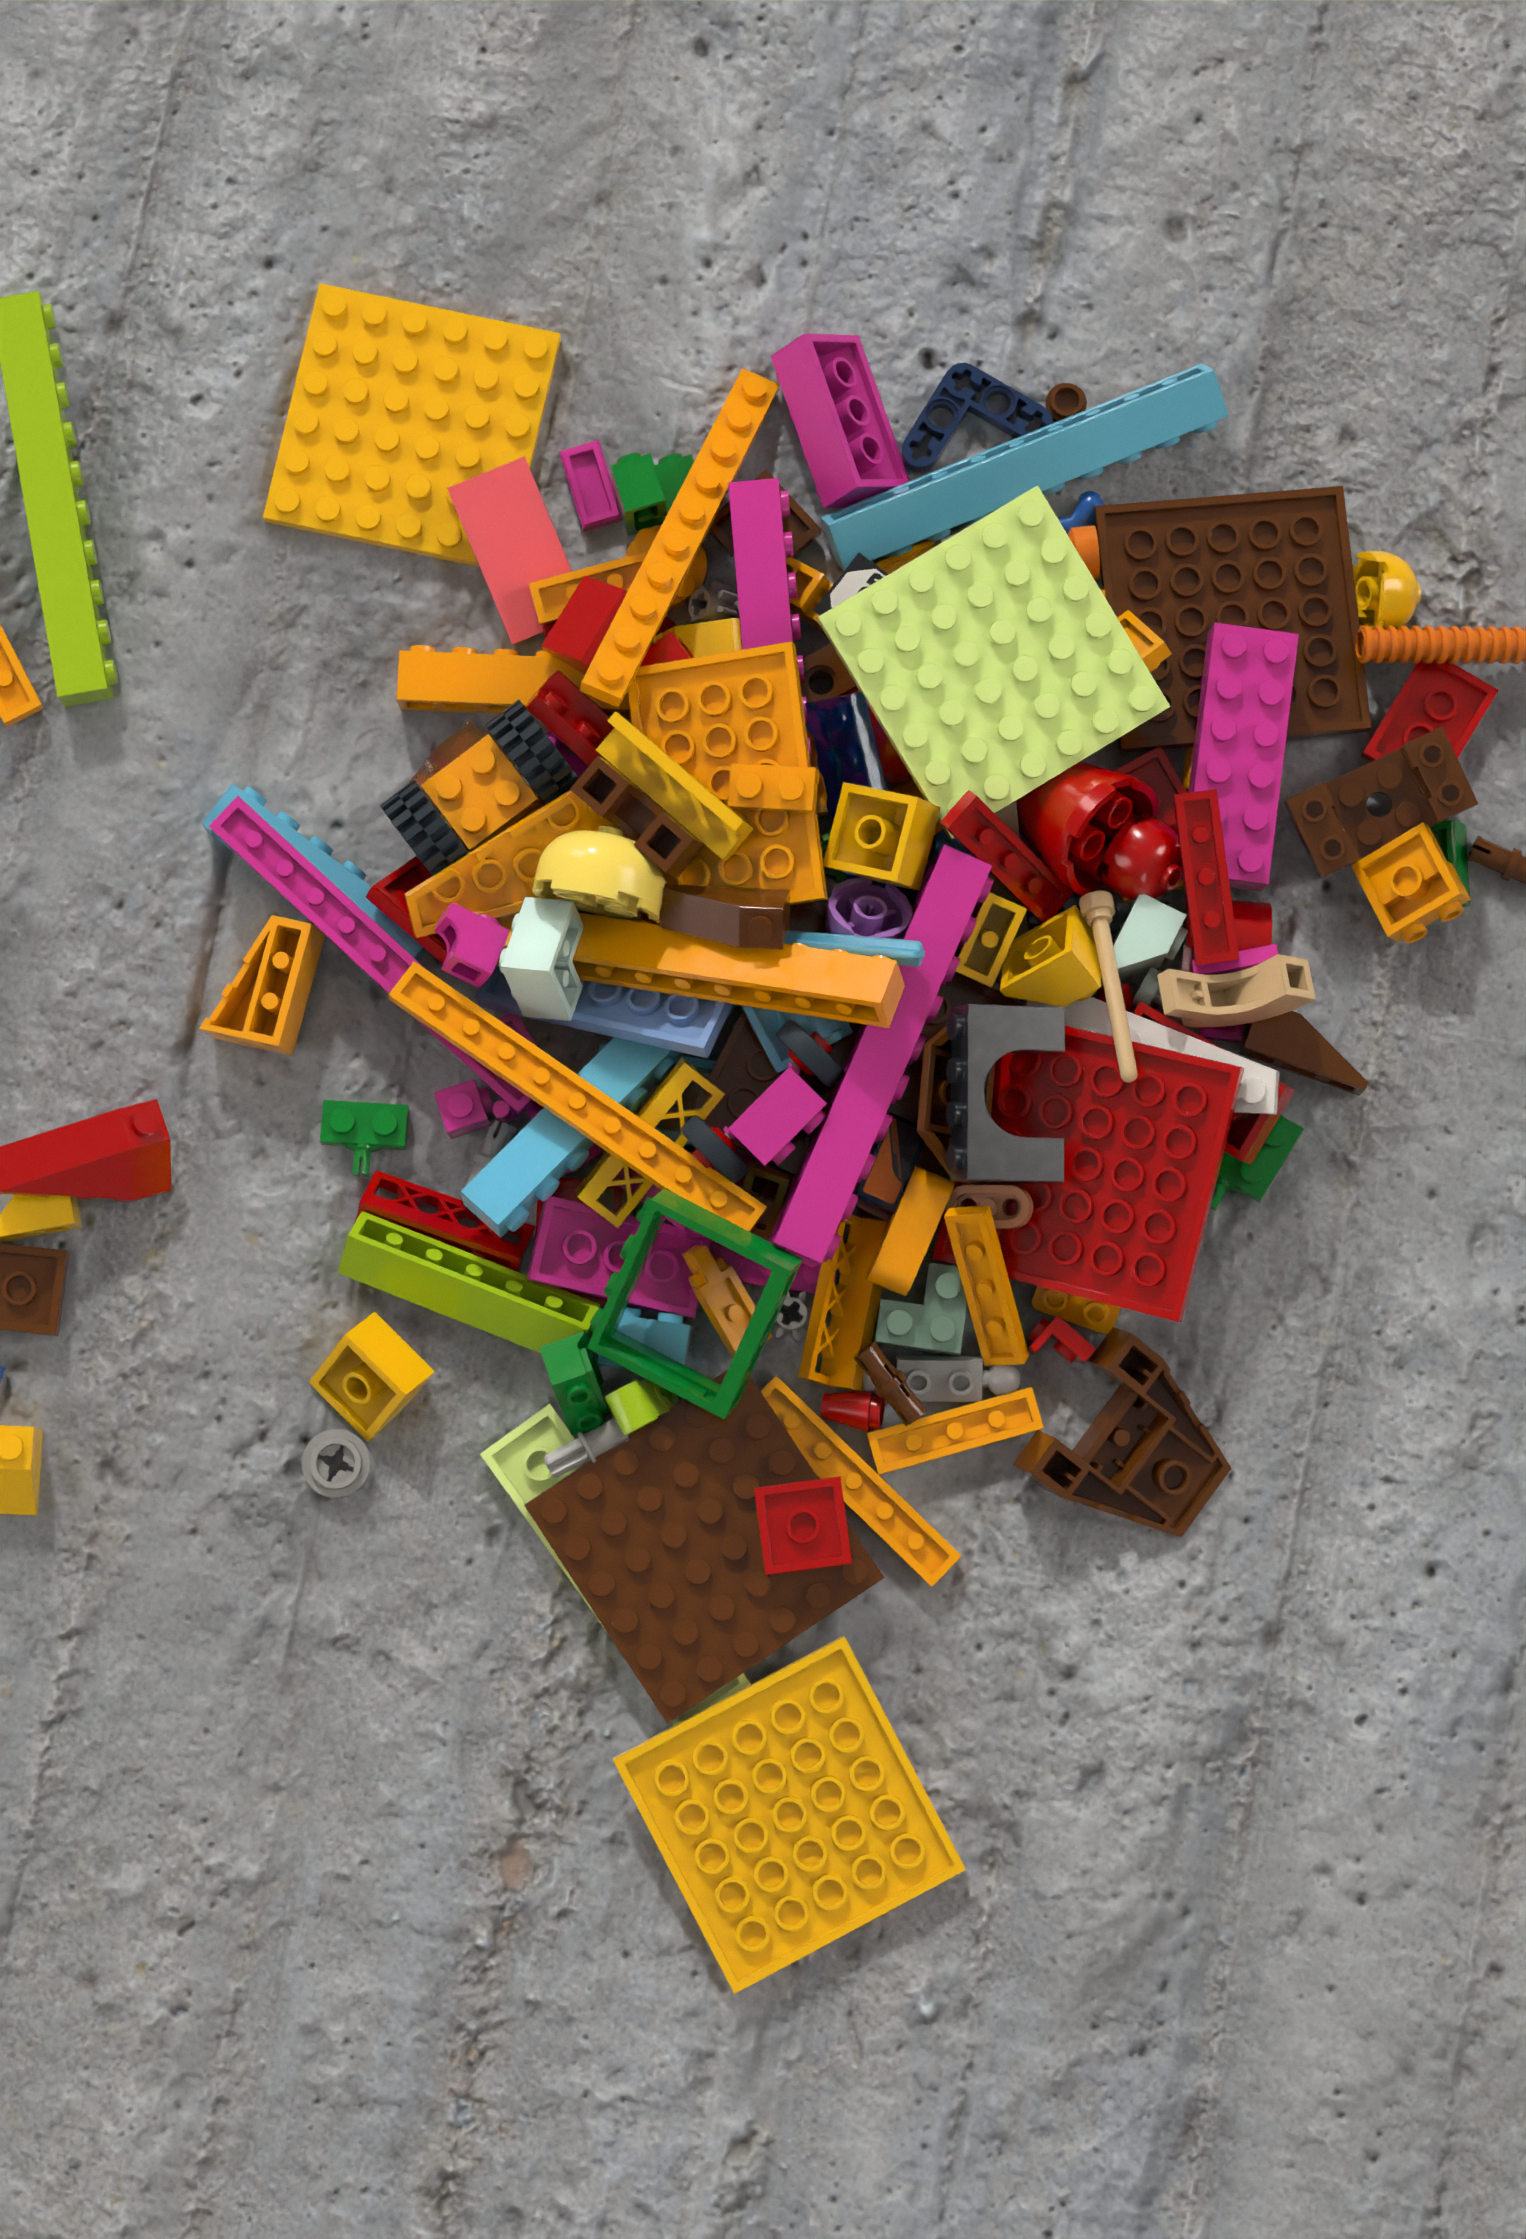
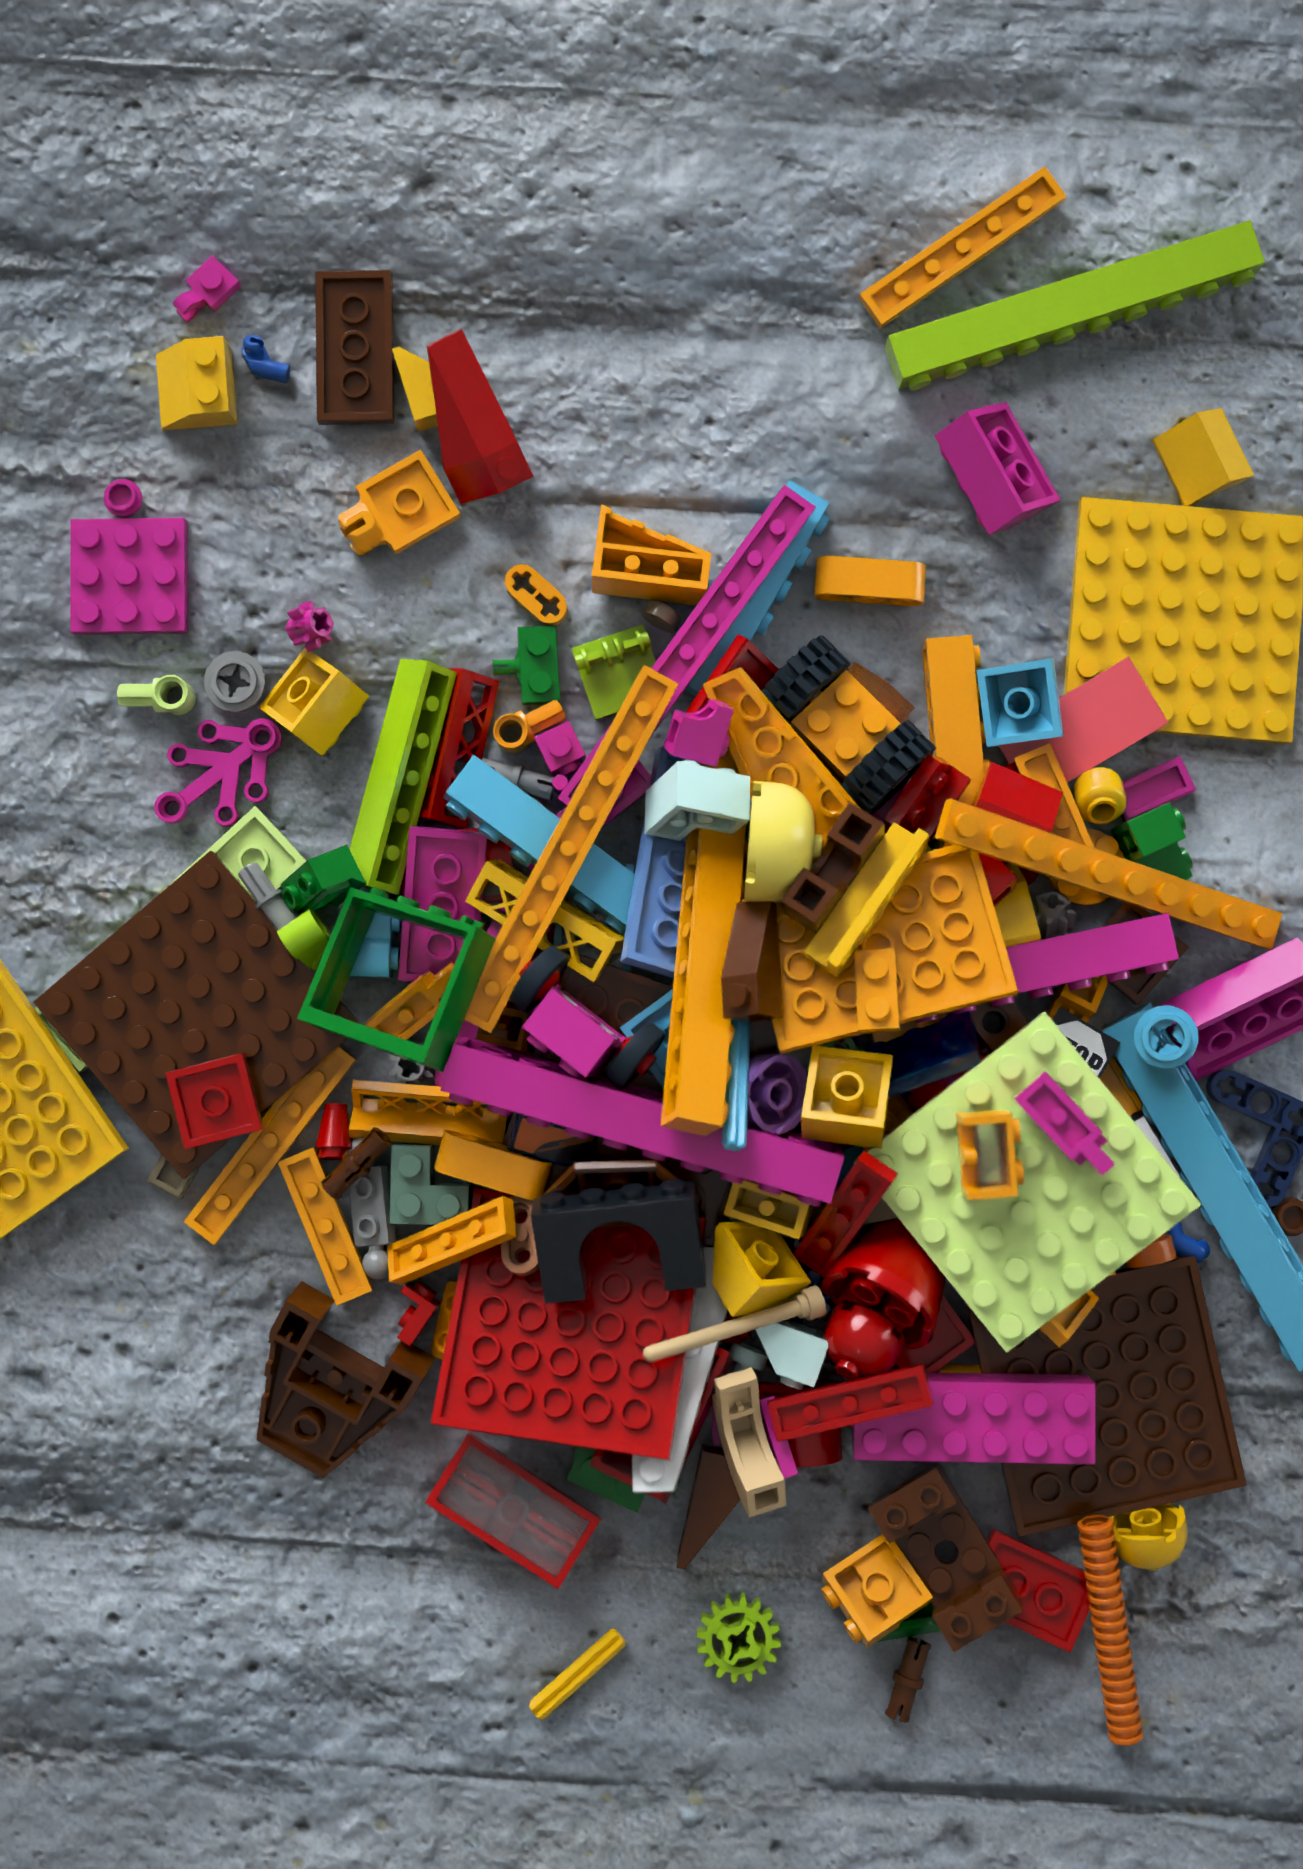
camera: 85 degrees right, 5 degrees up
(109, 1566) = (123, 498): none -> dark pink plate
(166, 1256) = (398, 507): none -> light orange plate
(199, 1570) = (129, 576): none -> dark pink plate
(218, 602) = (996, 467): none -> dark pink slope
(237, 385) = (1202, 456): none -> yellow slope
(286, 1369) = (309, 626): none -> dark pink gear
(293, 1125) = (542, 589): none -> light orange beam
(323, 753) = (870, 581): none -> light orange beam
(330, 982) = (661, 616): none -> dark tan tile
(339, 1555) = (156, 695): none -> yellowish green axle
(381, 1040) = (611, 666): none -> lime hinge
(430, 1140) = (531, 724): none -> light orange axle
(431, 1486) = (223, 767): none -> dark pink plant
(480, 608) = (1020, 702): none -> medium azure slope
(591, 539) = (1099, 795): none -> yellow head
(857, 482) = (1169, 1055): none -> medium azure gear
(880, 1599) = (168, 1180): none -> dark tan tile
(935, 610) = (1064, 1122): none -> dark pink hinge
(959, 693) = (988, 1154): none -> light orange window
(1284, 1259) = (513, 1510): none -> clear brick
(1462, 1045) = (751, 1647): none -> lime gear
(1470, 1215) = (577, 1674): none -> yellow axle

